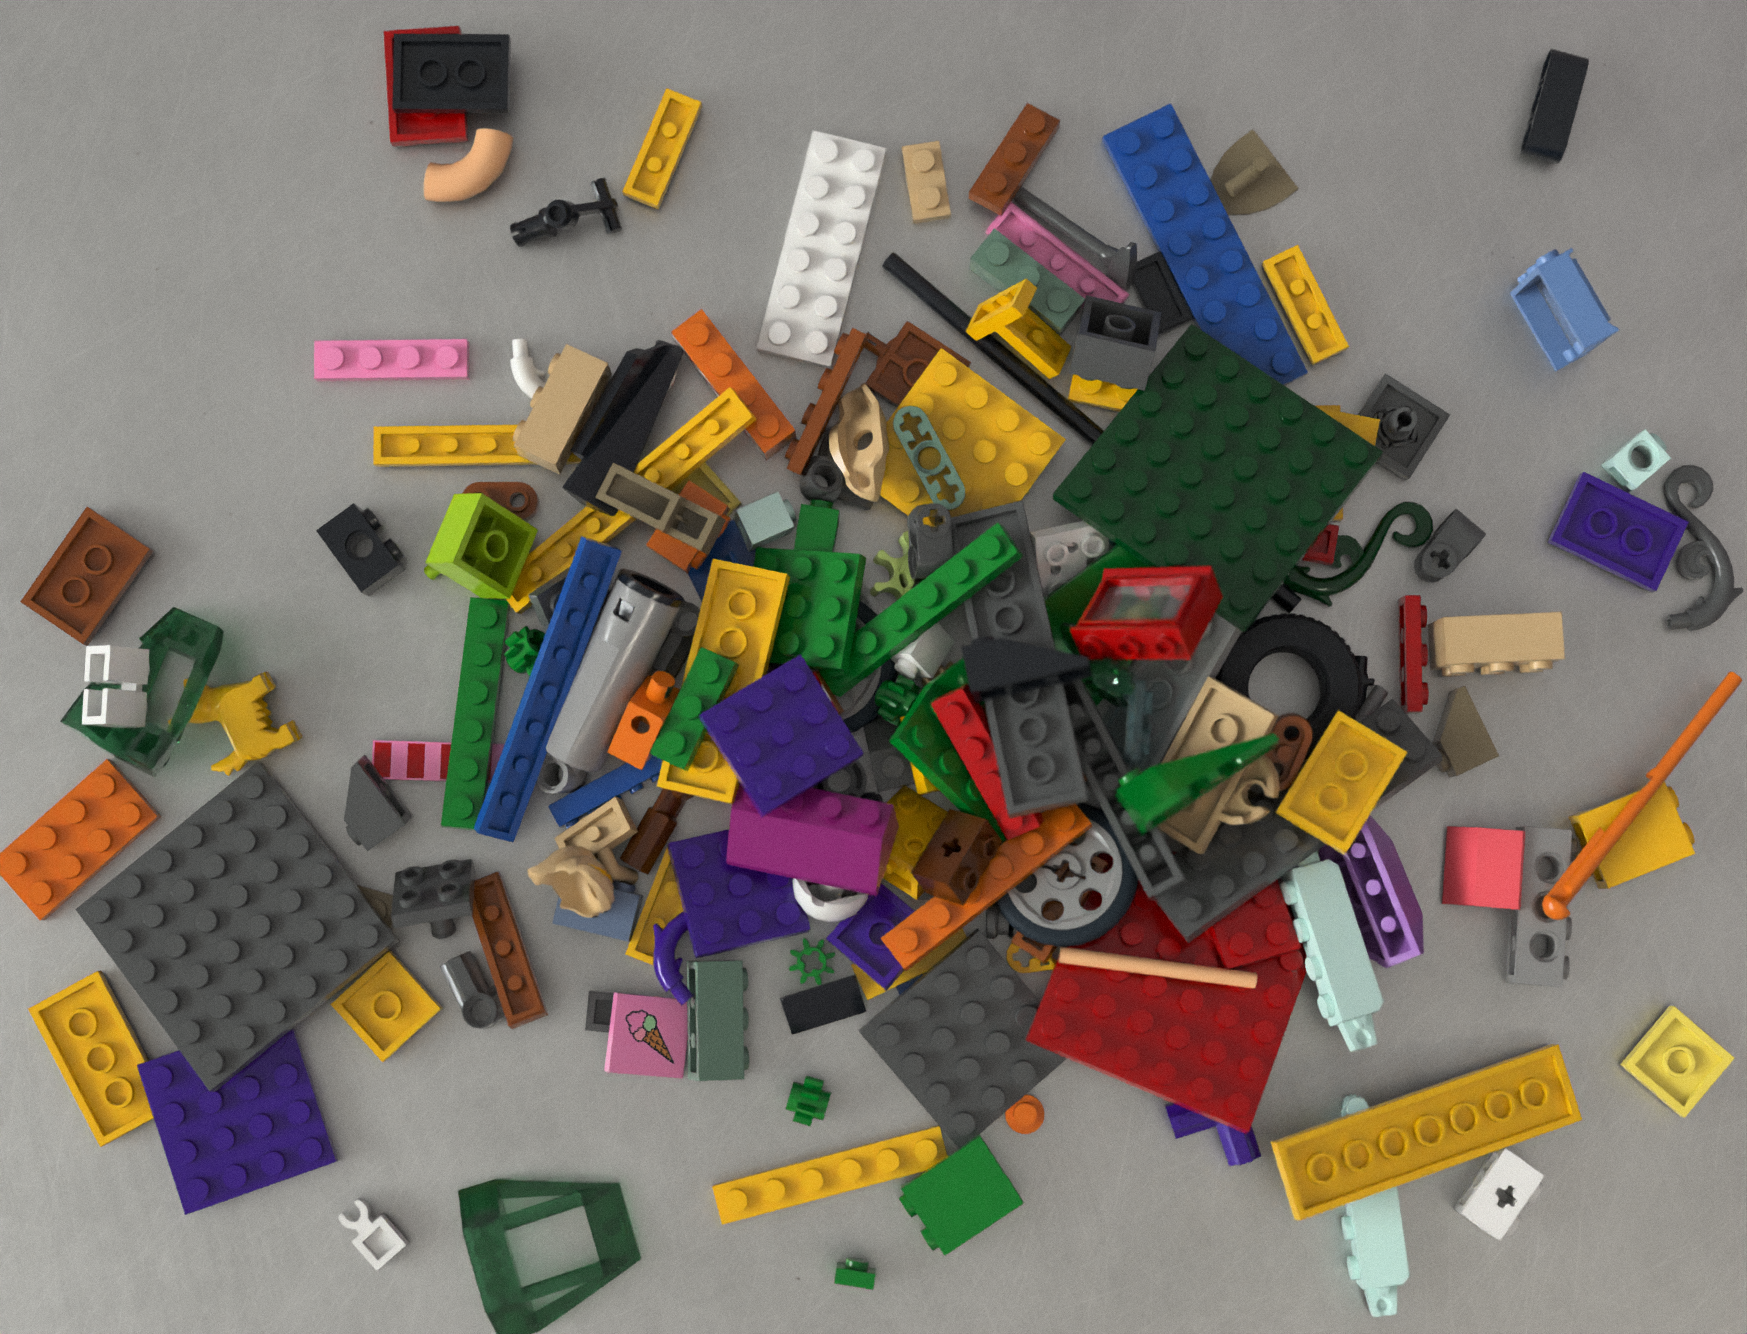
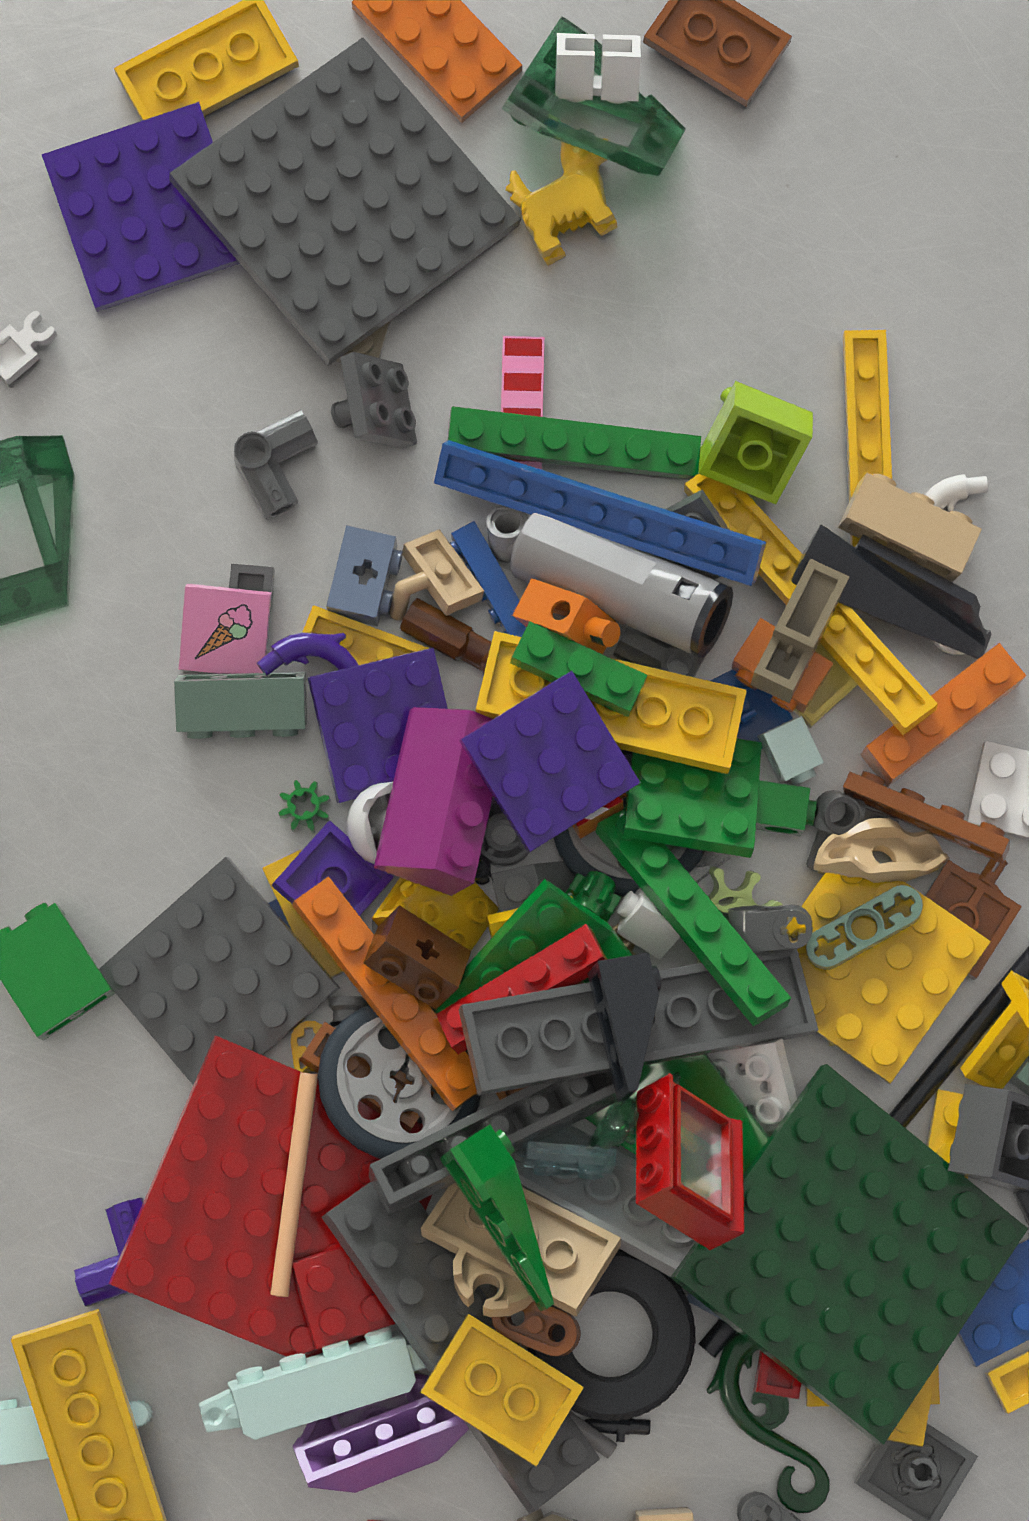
camera: 85 degrees right, 5 degrees down
(342, 537) = (761, 299): black brick -> none
(371, 806) = (473, 335): dark grey slope -> none
(386, 1006) = (259, 356): yellow plate -> none
(391, 360) = (960, 349): bright pink plate -> none
(503, 494) = (812, 466): dark orange plate -> none
(506, 952) = (315, 478): dark orange tile -> none
(523, 649) = (645, 489): green gear -> none
(577, 880) = (393, 547): tan hair -> none
(808, 1100) = (152, 803): green gear -> none
(823, 1004) = (257, 820): black slope -> none
(829, 1174) = (72, 829): yellow plate -> none
(1025, 1115) = (134, 1043): orange plate -> none
(1412, 654) = (651, 1486): red plate -> none

